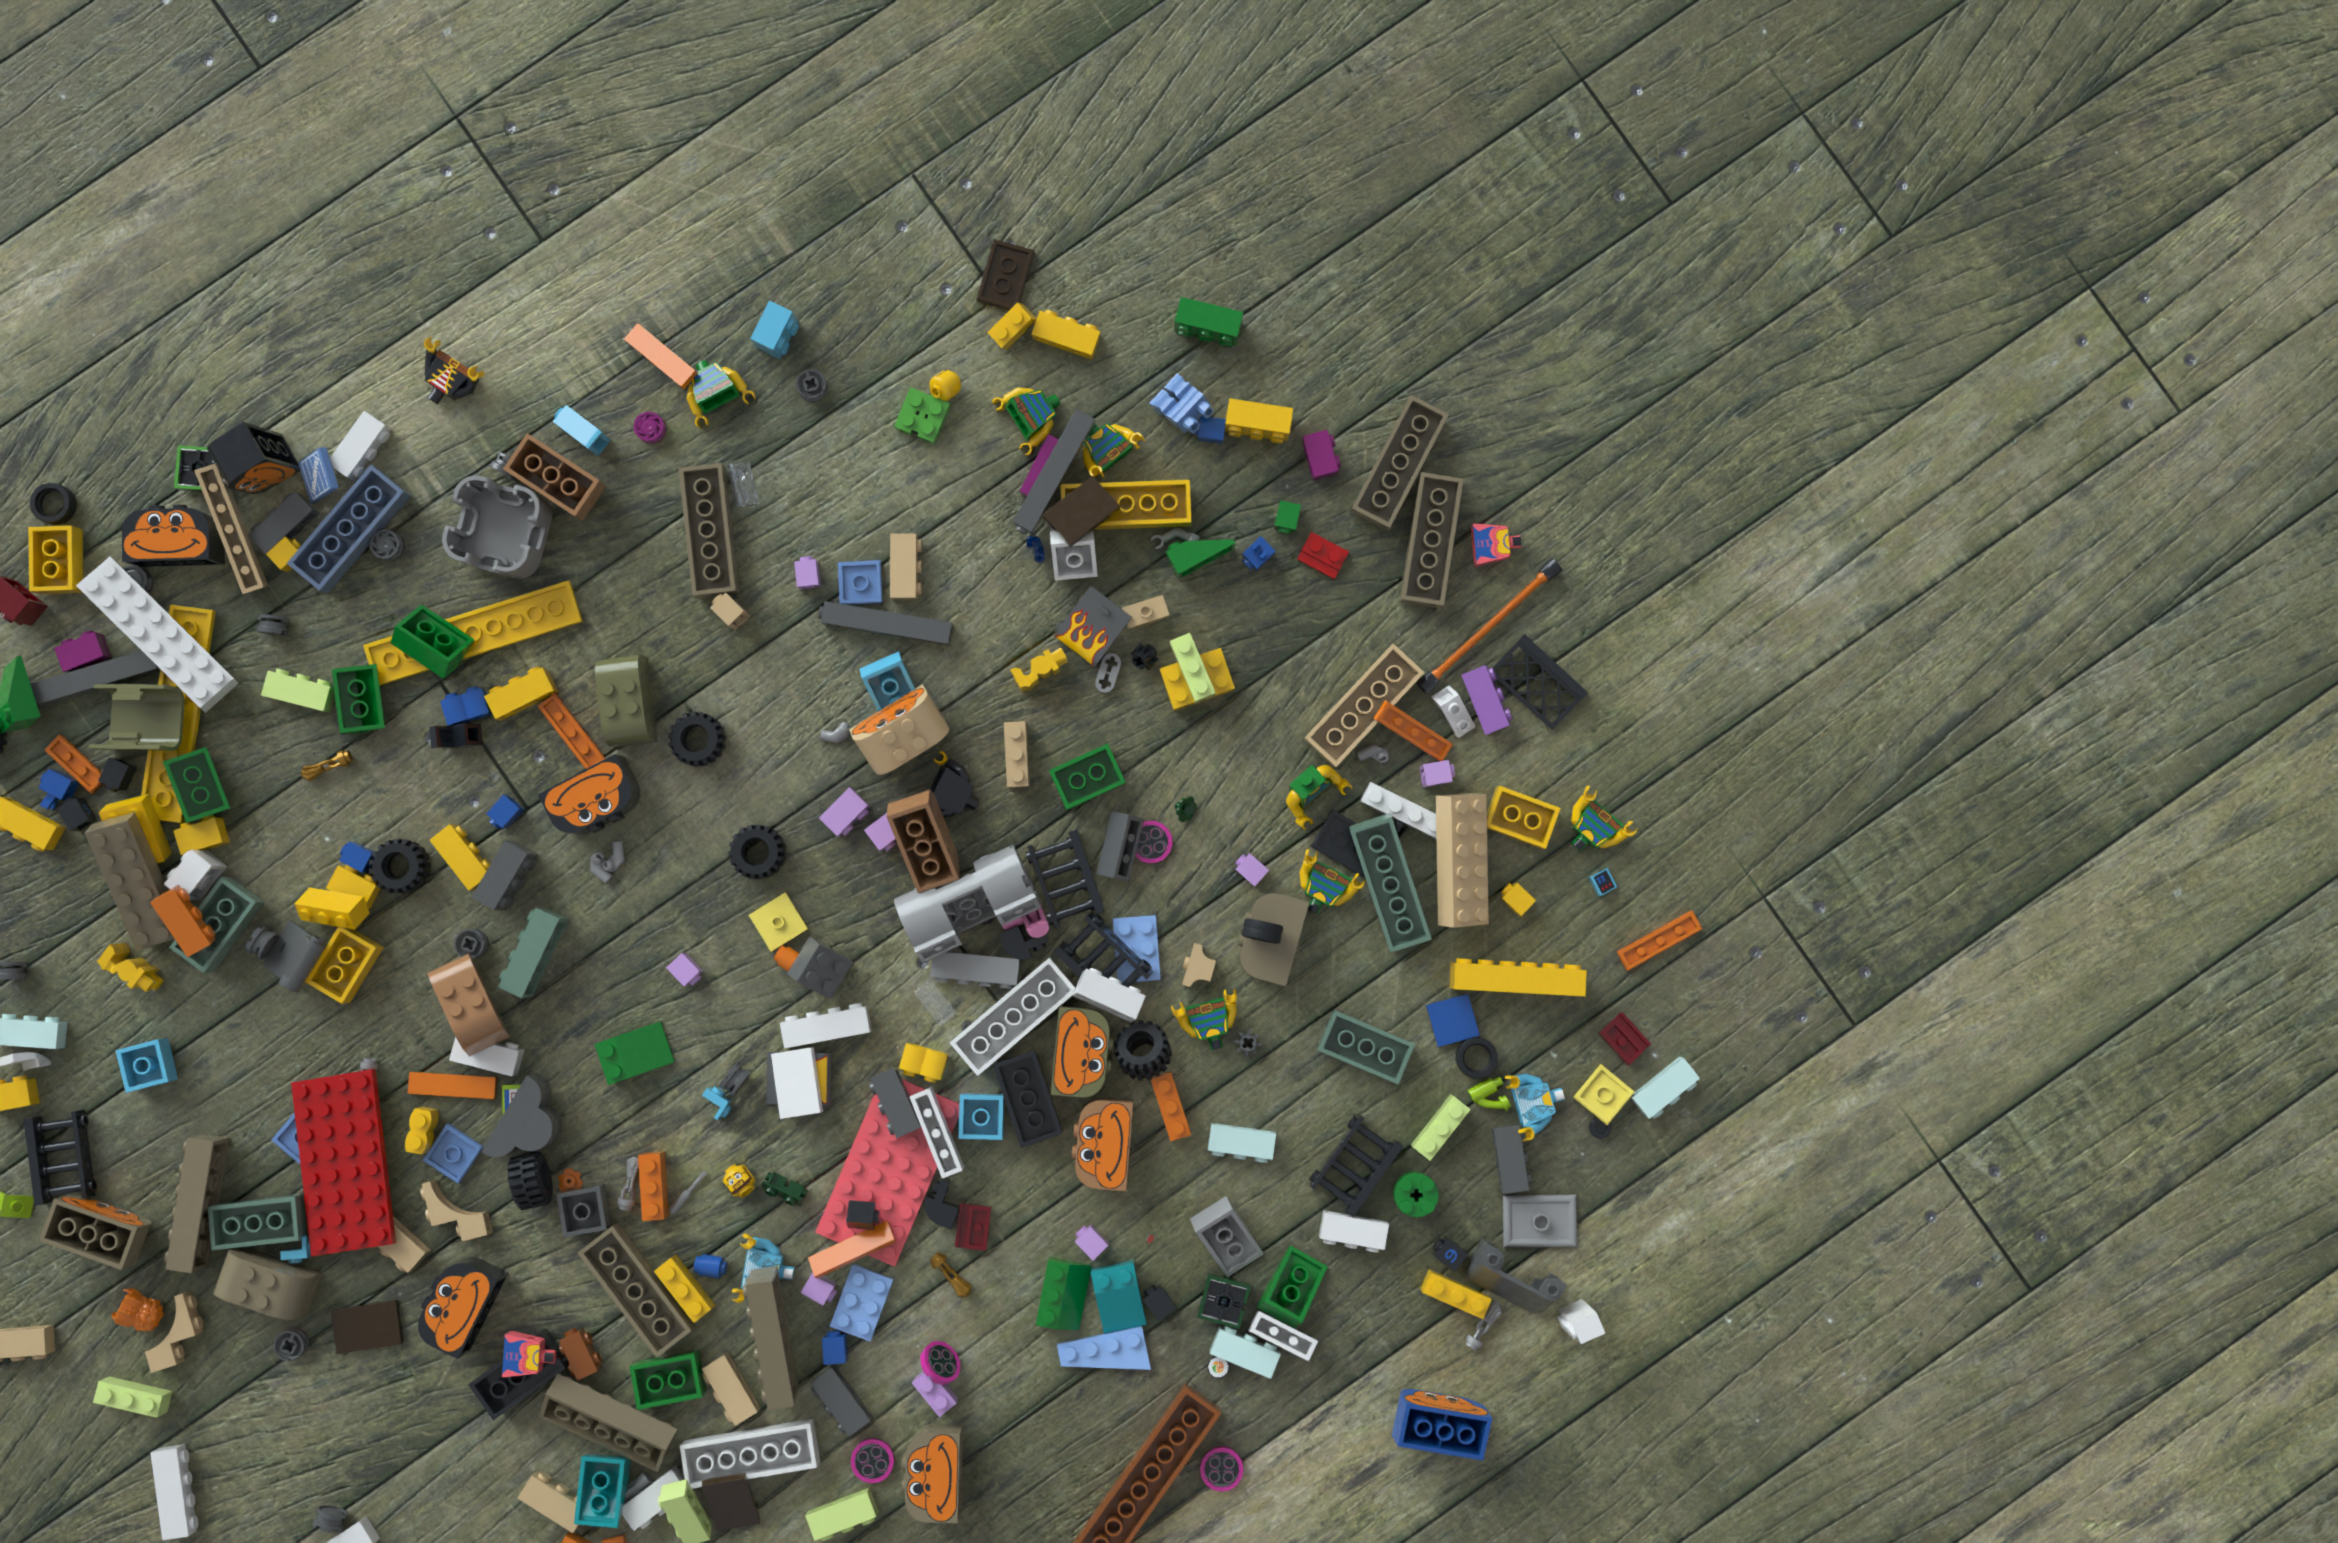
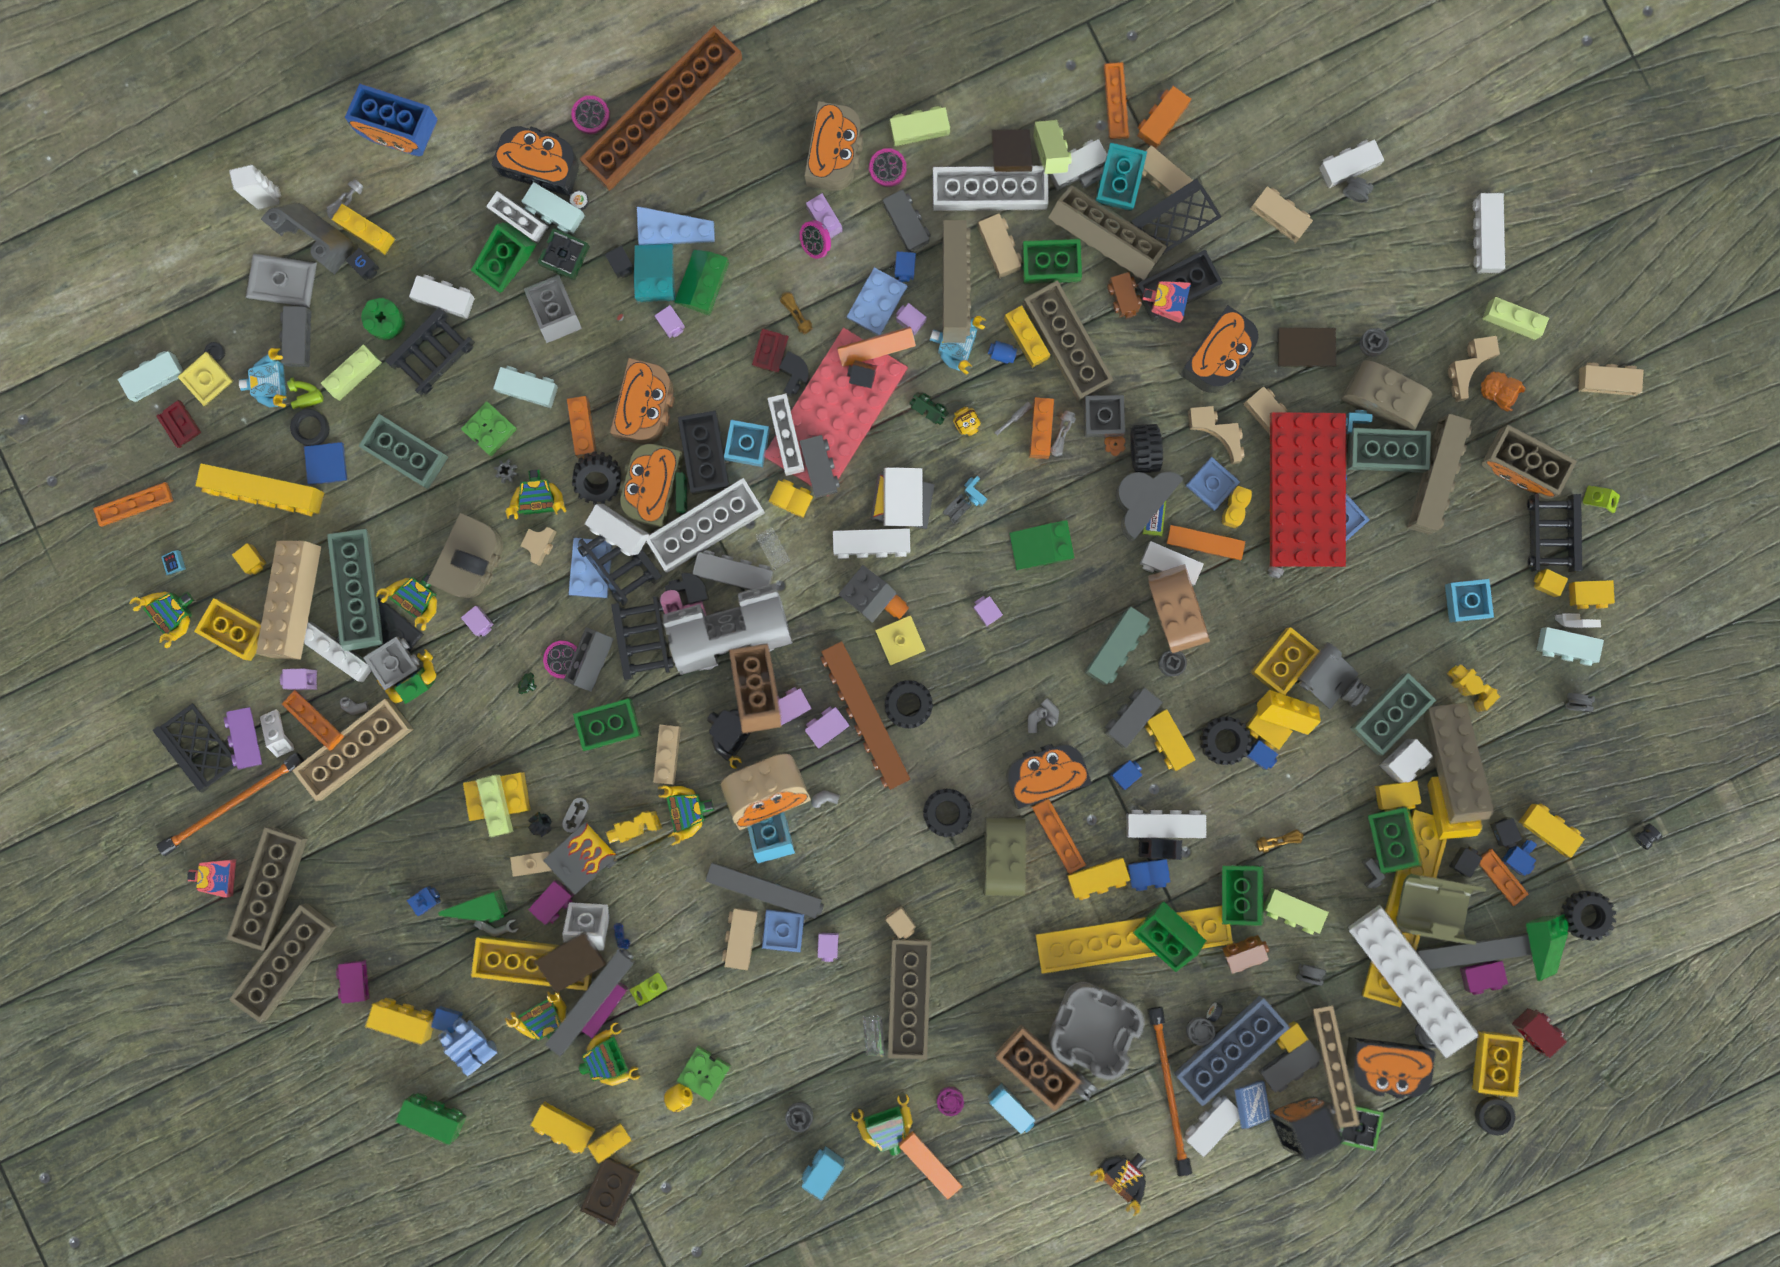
camera: 170 degrees left, 0 degrees up
(59, 1099) = (1550, 582): none -> yellow brick
(183, 920) = (1418, 720): orange brick -> none
(218, 751) = (1374, 869): none -> dark grey bracket
(346, 636) = (1246, 953): none -> brick
(374, 568) = (1214, 1012): none -> black tile
(388, 401) = (1182, 1163): none -> orange hose
(414, 1476) = (1281, 214): none -> tan brick
(454, 762) = (1166, 825): none -> white brick
(538, 1470) = (1172, 201): none -> black fence
(803, 831) = (865, 715): none -> dark orange brick
(986, 695) = (685, 811): none -> torso
(995, 496) = (649, 989): none -> lime bracket
(1045, 1047) = (681, 493): none -> dark green tile
(1118, 573) = (551, 902): none -> magenta brick
(1270, 1407) = (537, 158): none -> brick
(1275, 1088) = (489, 428): none -> bright green piece
(1287, 517) = (392, 929): green brick -> none
(1322, 555) = (368, 890): red plate -> none
(1336, 808) = (392, 662): none -> light grey plate

